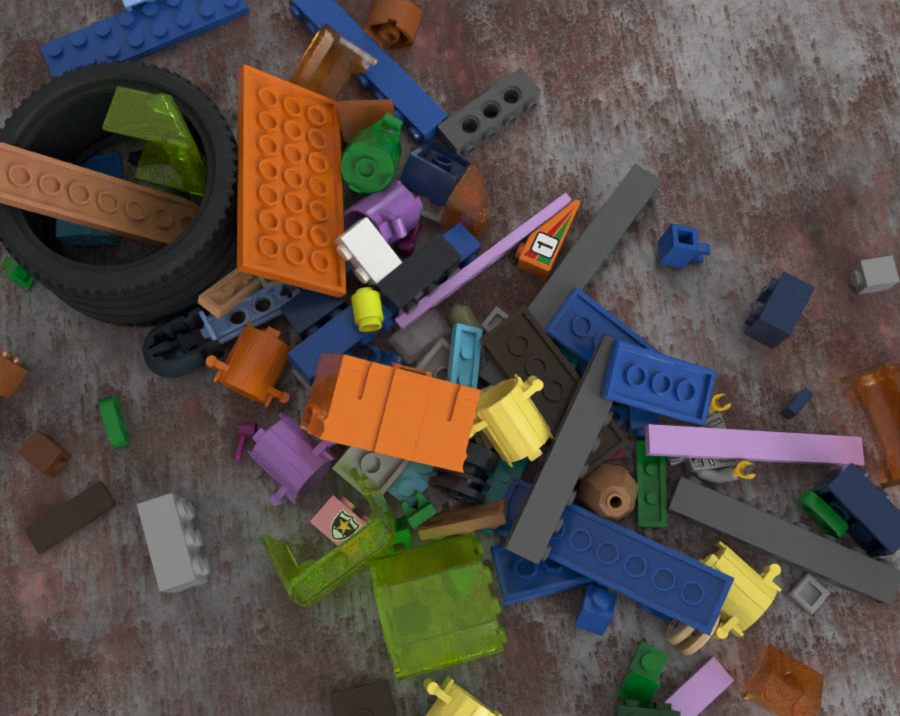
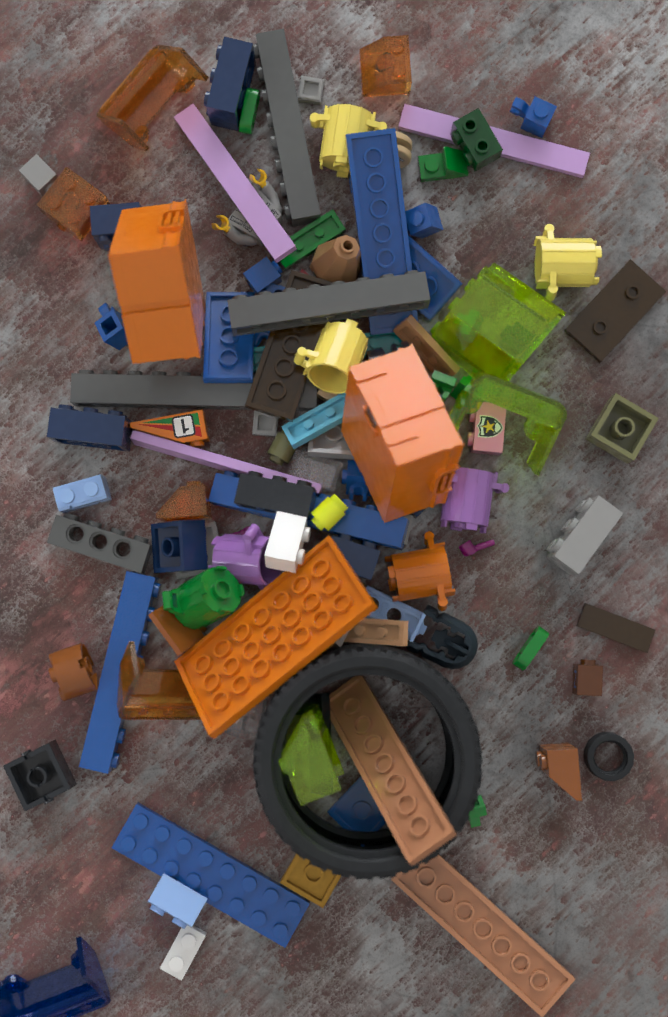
camera: 125 degrees left, 10 degrees up
(246, 660) = (621, 428): none -> olive brick
(544, 125) = (82, 493): none -> light blue brick
(599, 163) = (89, 428): none -> dark blue brick
(658, 383) = (240, 271): blue tile -> none
(695, 288) = (158, 282): none -> orange piece
(797, 403) = (180, 174): dark blue tile -> none
(835, 283) = (69, 203): none -> clear orange brick

